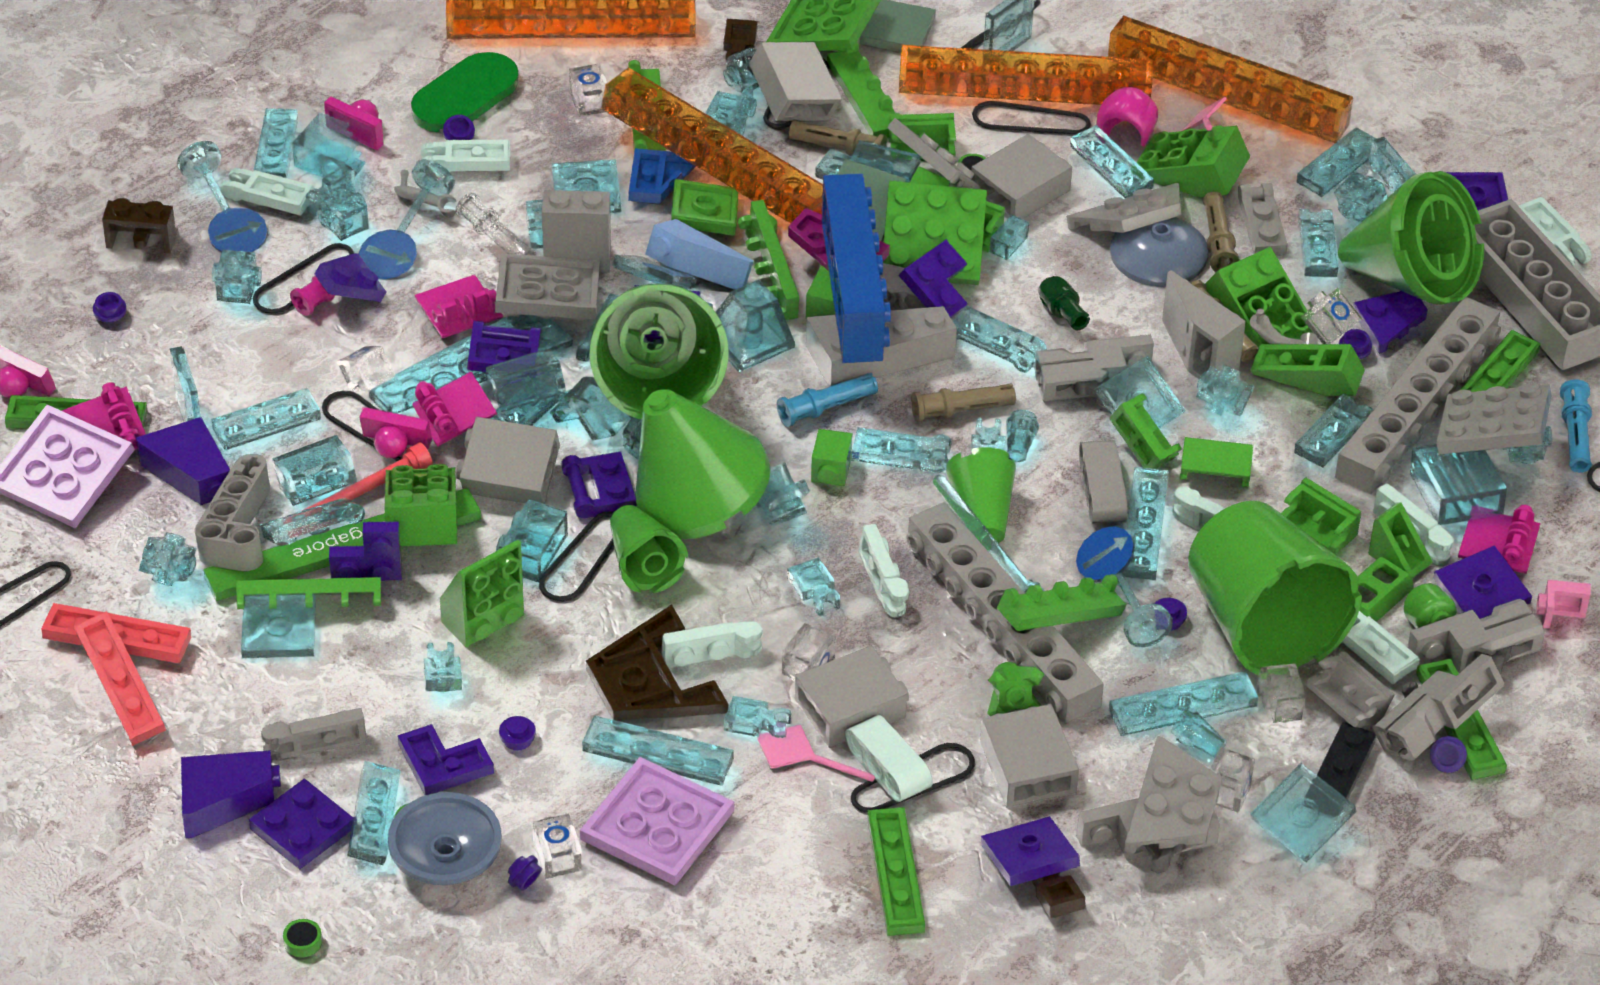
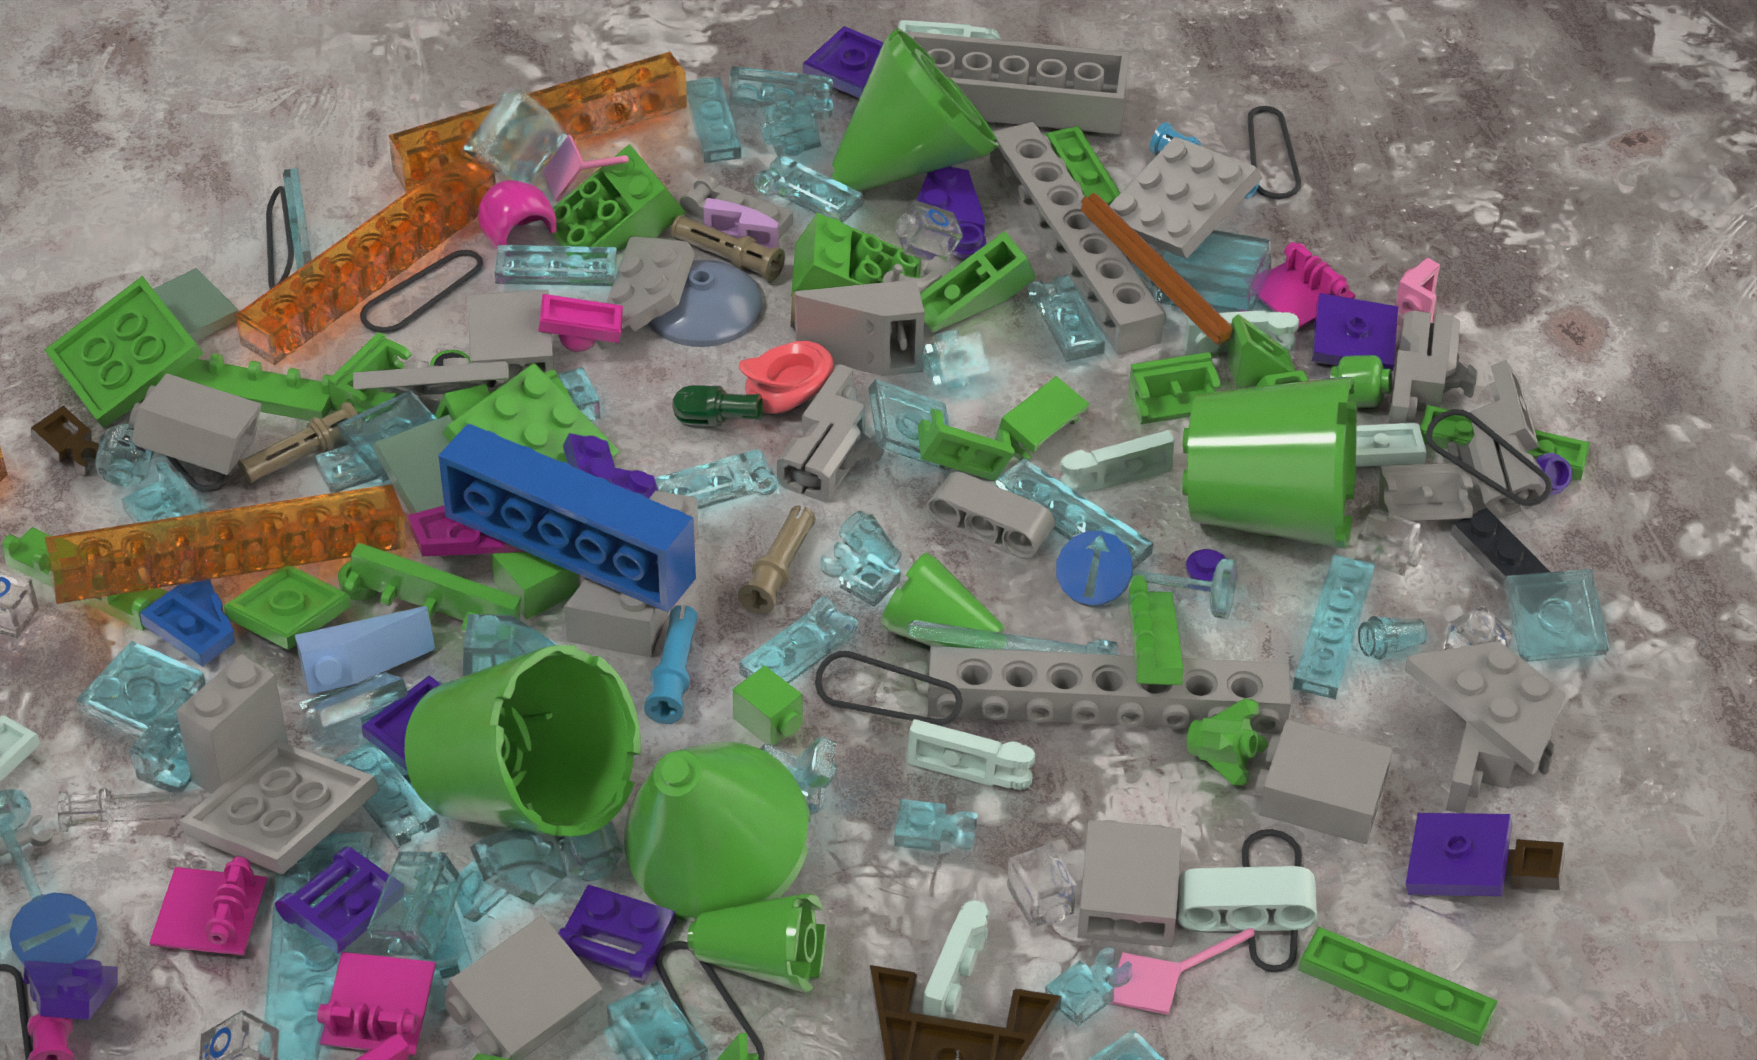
camera: 55 degrees left, 0 degrees up
(910, 503) = (884, 712): none -> black piece
(1059, 195) = (580, 321): none -> dark pink tile
(1122, 316) = (787, 374): none -> coral piece
(1182, 75) = (516, 138): none -> clear light blue slope
(1241, 224) = (741, 222): none -> lavender slope
(1409, 442) = (1157, 269): none -> dark orange axle
(1417, 707) = (1477, 474): none -> black piece

